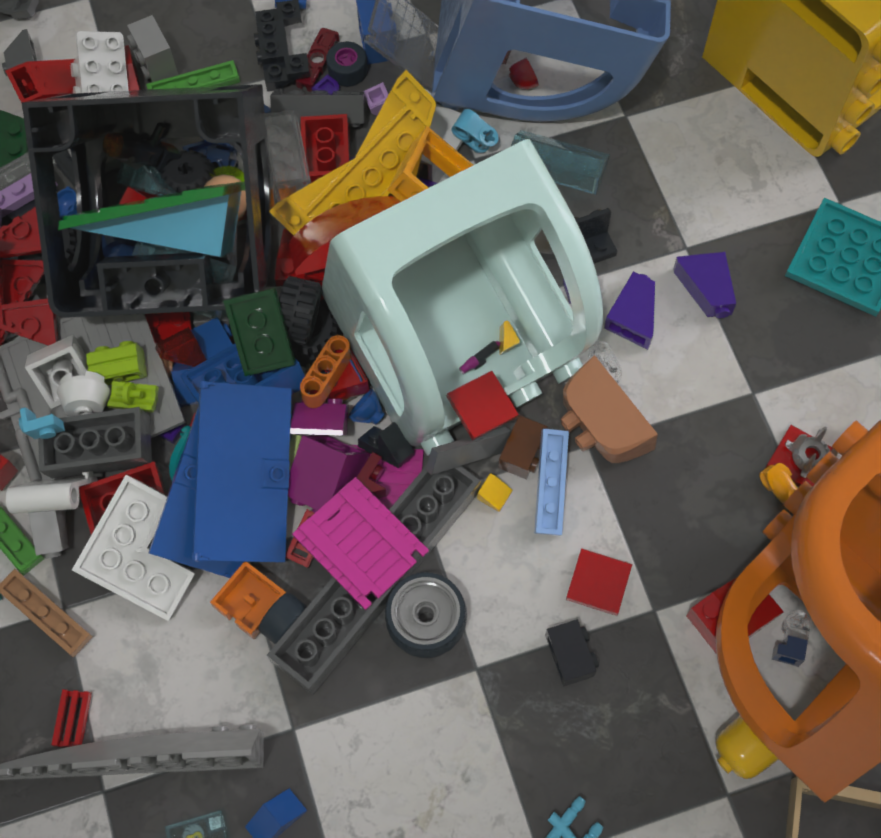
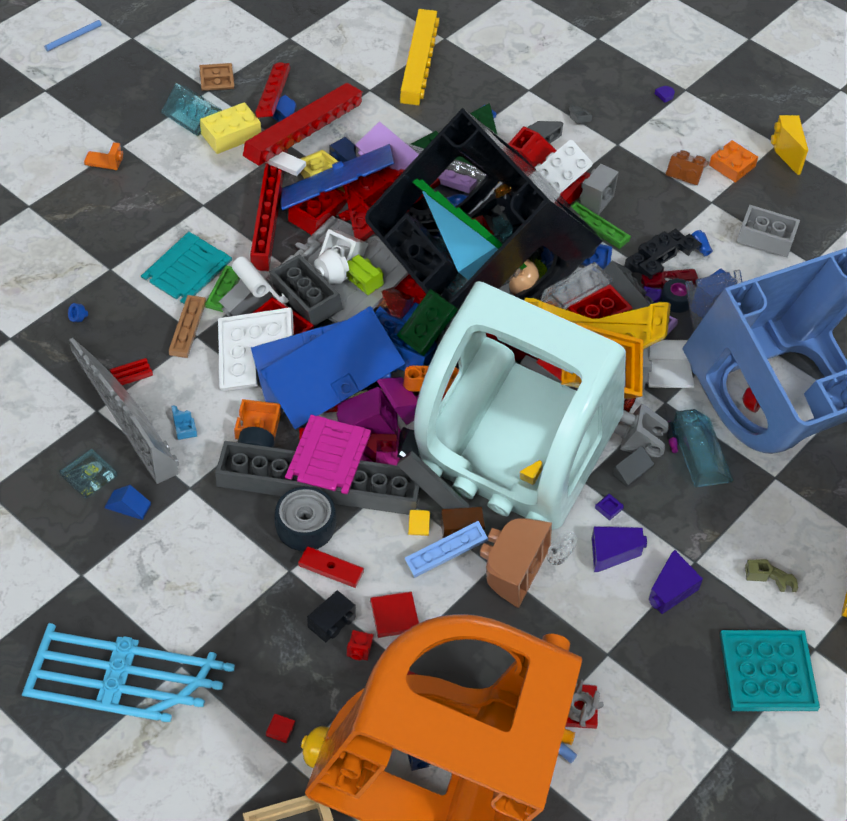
camera: 55 degrees right, 15 degrees down
(42, 427) = (295, 252): medium azure bracket -> none
(132, 395) = (348, 293): lime hips -> none
(194, 690) = (184, 423): none -> dark azure slope
(473, 131) = (680, 383): medium azure piece -> none
(479, 358) = (506, 465): piece -> none
(482, 405) = (466, 471): red tile -> none
(515, 609) = (321, 563): none -> red tile
(595, 233) = (649, 492): black bracket -> none
(621, 641) = (360, 645): none -> red bracket
(684, 784) = (280, 728): none -> red tile
(729, 202) = (782, 578): none -> olive piece

